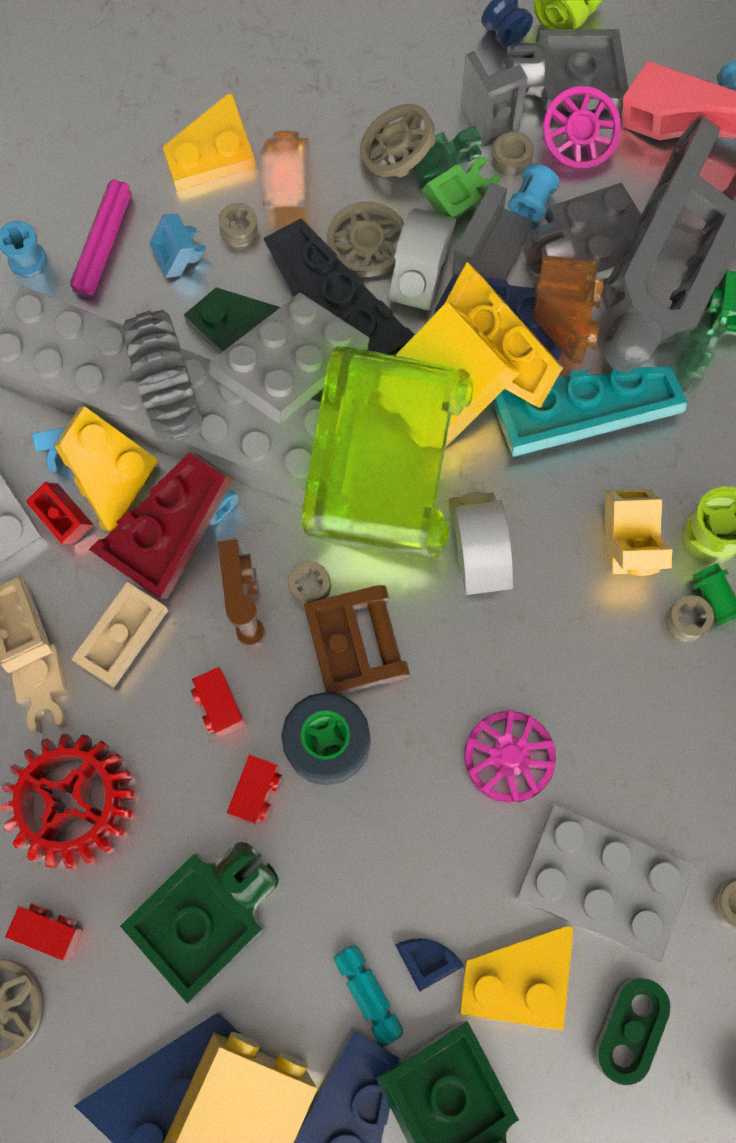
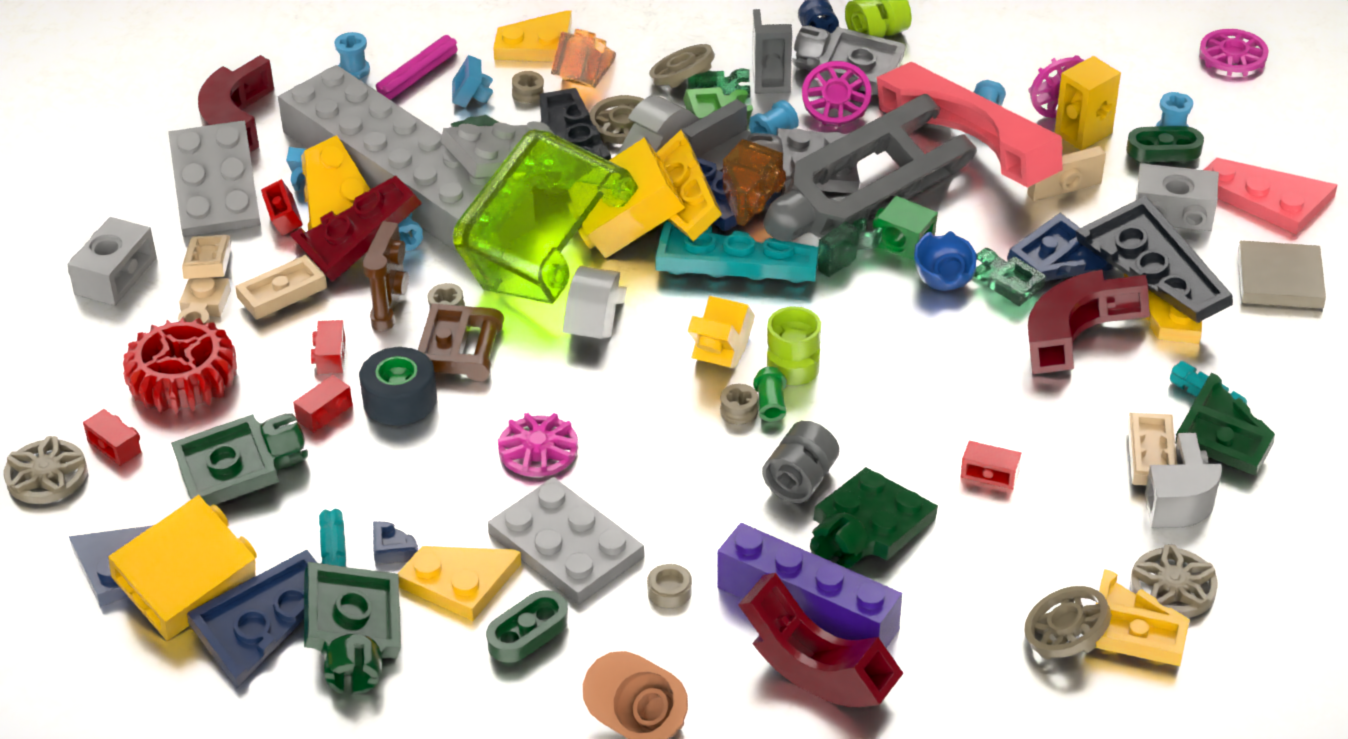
camera: 20 degrees right, 30 degrees down
(162, 375) = (400, 116): dark grey gear -> none
(512, 153) = (771, 94): dark tan tile -> none

